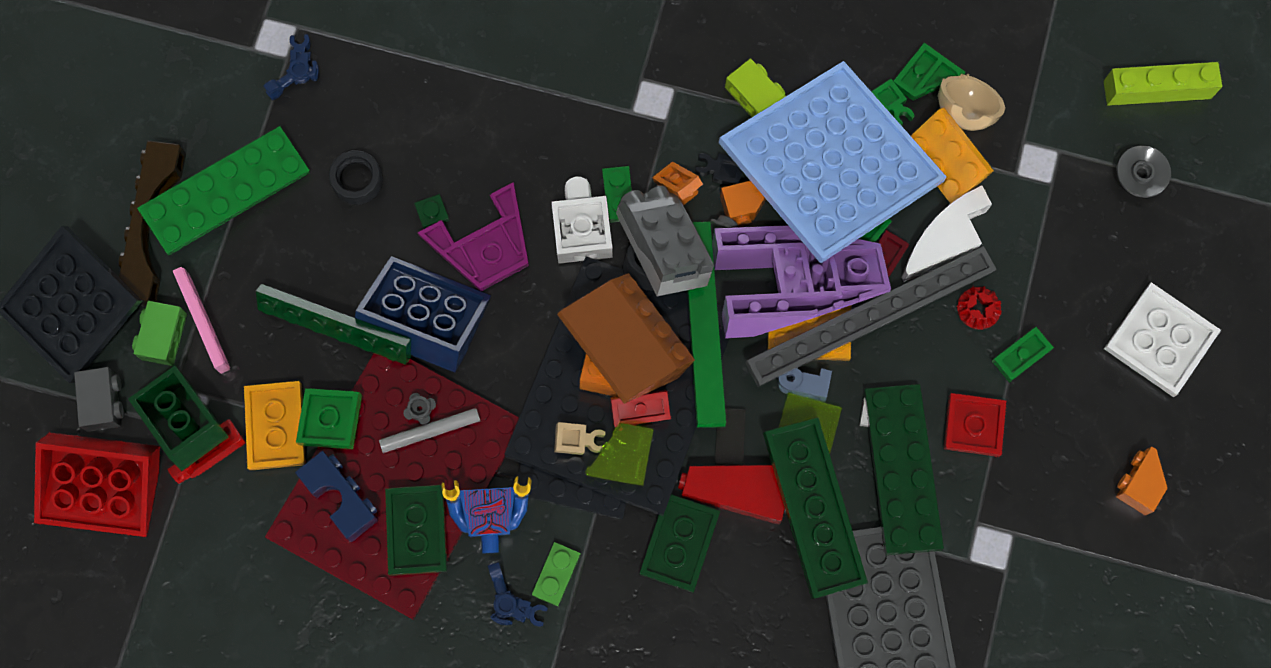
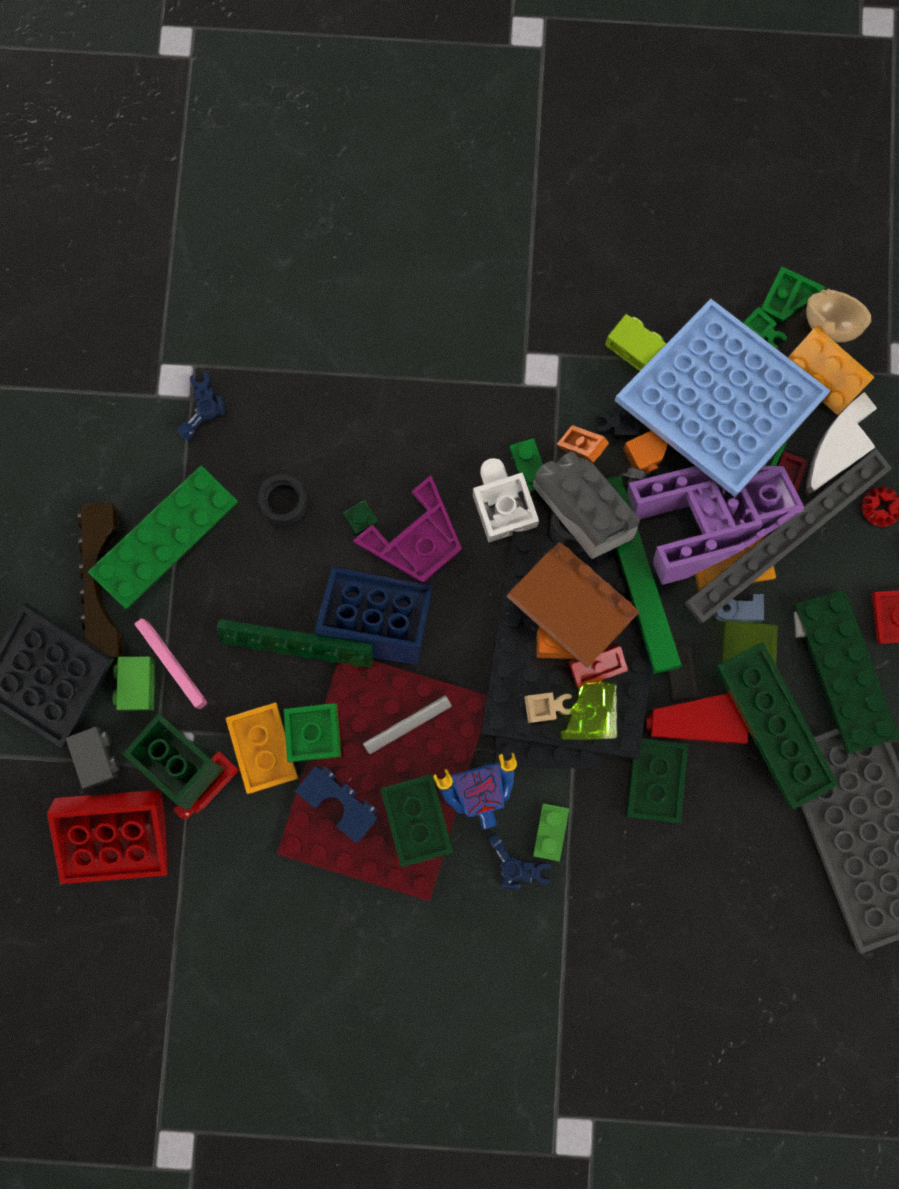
camera: 10 degrees left, 5 degrees up
(416, 401) = (398, 712): dark grey plate -> none

